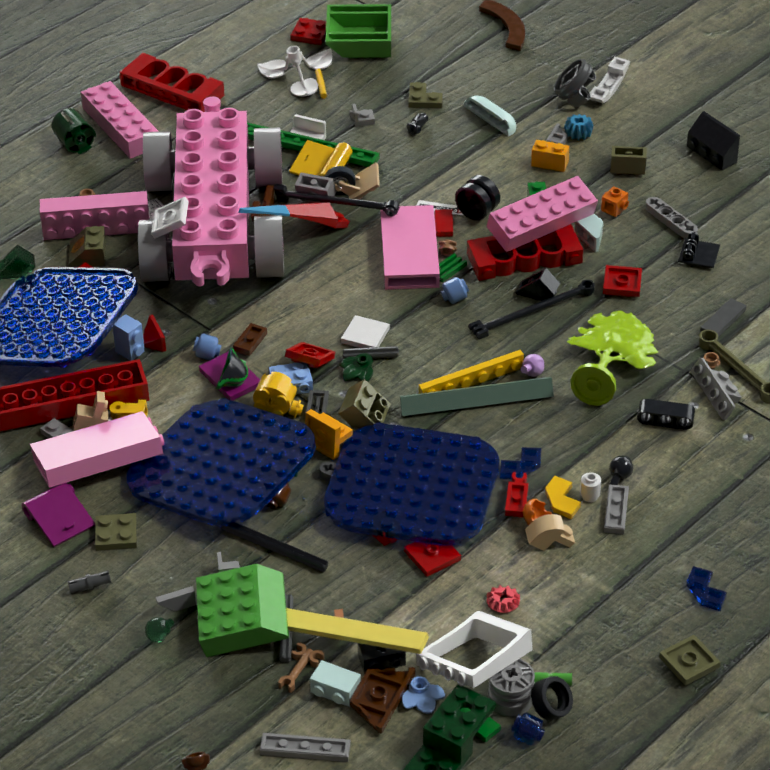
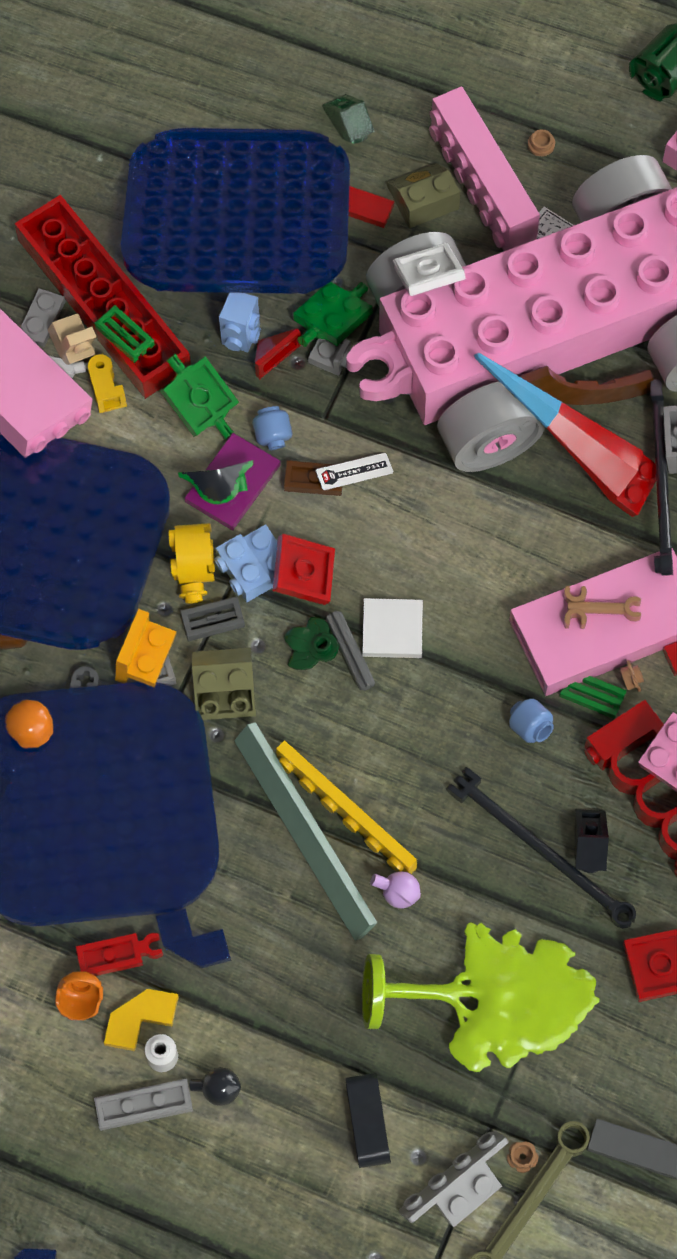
camera: 70 degrees right, 25 degrees up
(109, 381) = (140, 349): none -> green tile
(146, 303) = (332, 313): none -> green plate
(168, 368) = (199, 396): none -> green plate
(172, 314) = (330, 357): none -> light grey bracket
(256, 320) = (354, 471): none -> white sticker
(351, 486) = (29, 723): none -> orange hair
(402, 248) = (578, 608): none -> medium nougat bar
(547, 529) = (48, 1025): tan brick -> none

